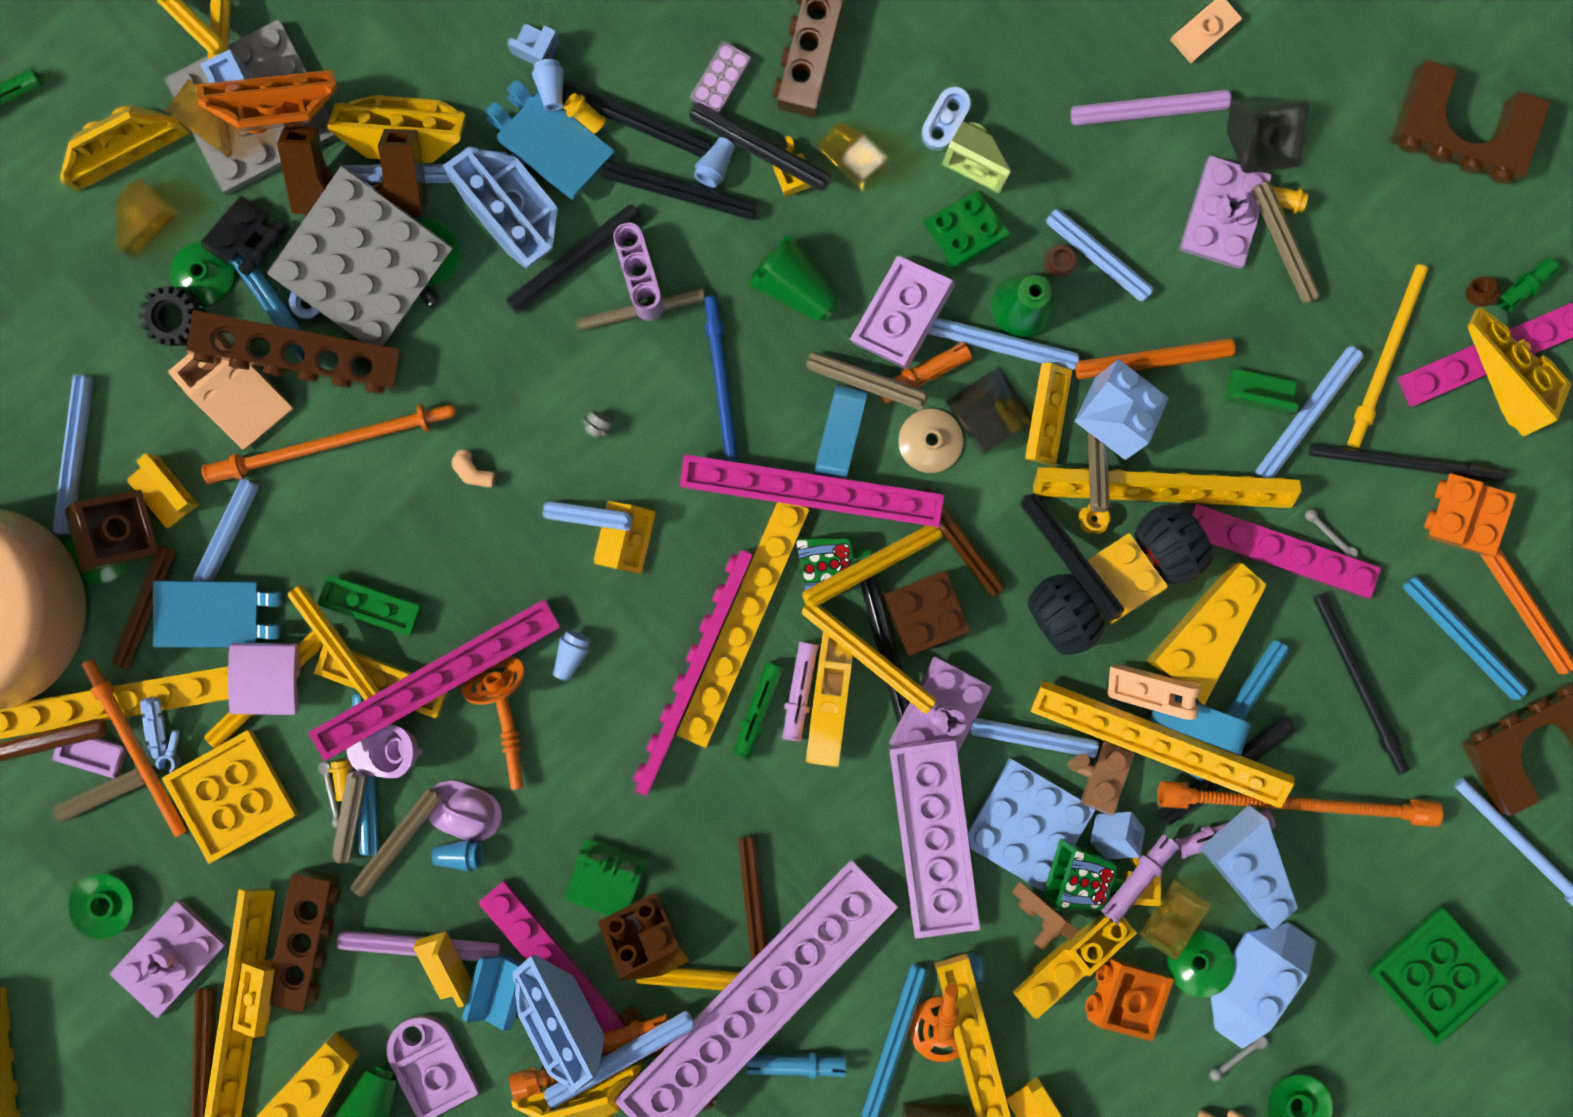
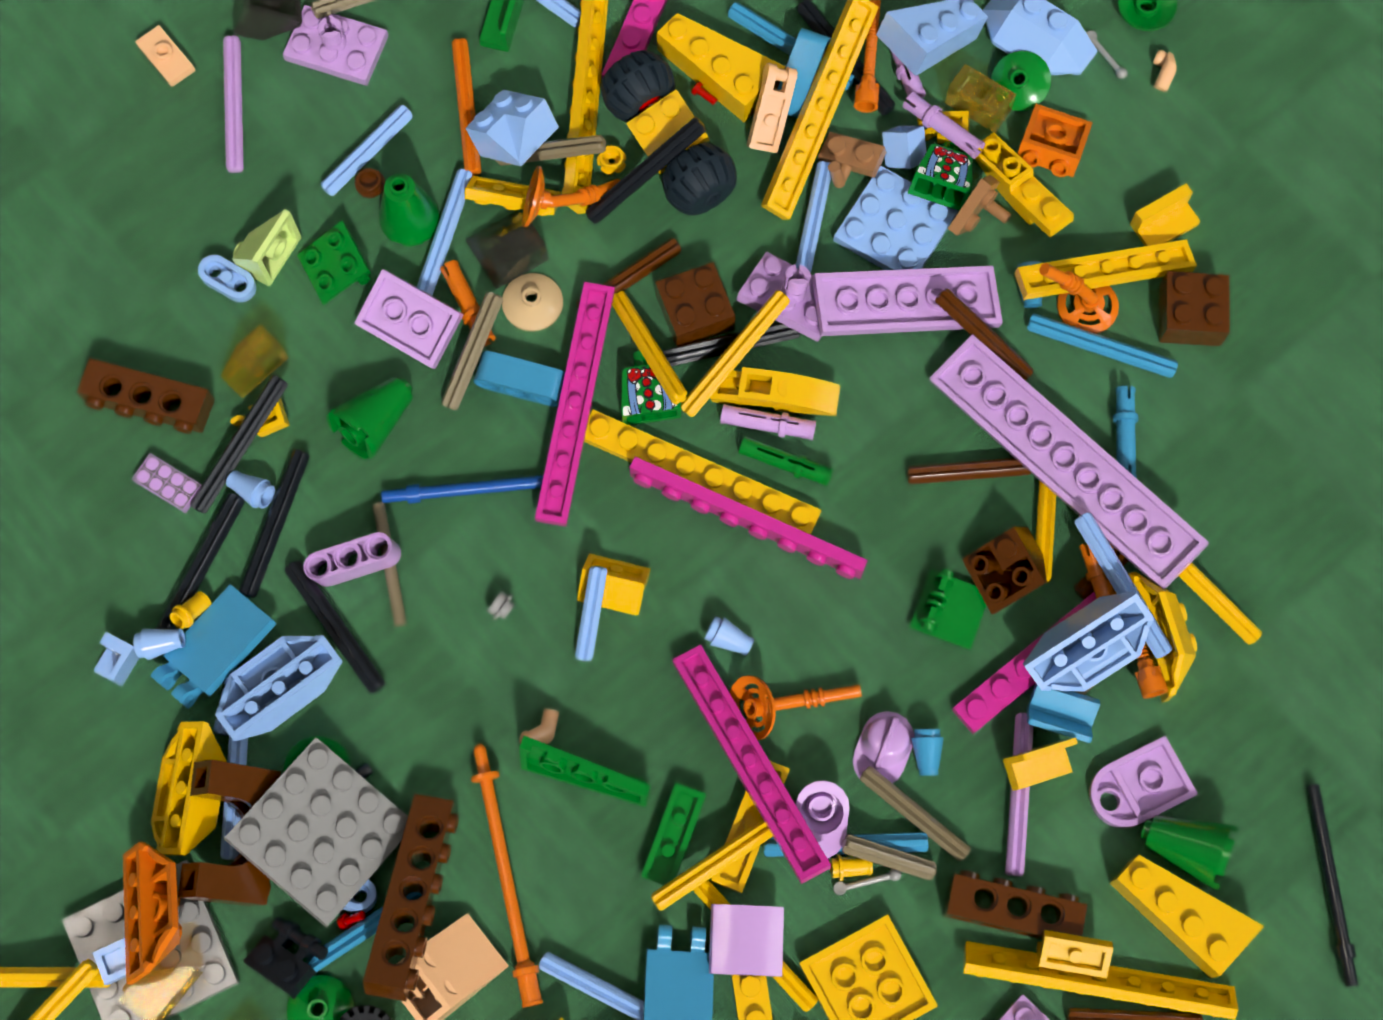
camera: 85 degrees left, 15 degrees down
(283, 293) = (345, 920): none -> red piece
(423, 531) = (576, 771): none -> green wing
(898, 919) = (974, 325): none -> reddish brown axle
(1032, 442) = (539, 198): none -> orange dish
(1182, 609) = (697, 89): none -> red piece

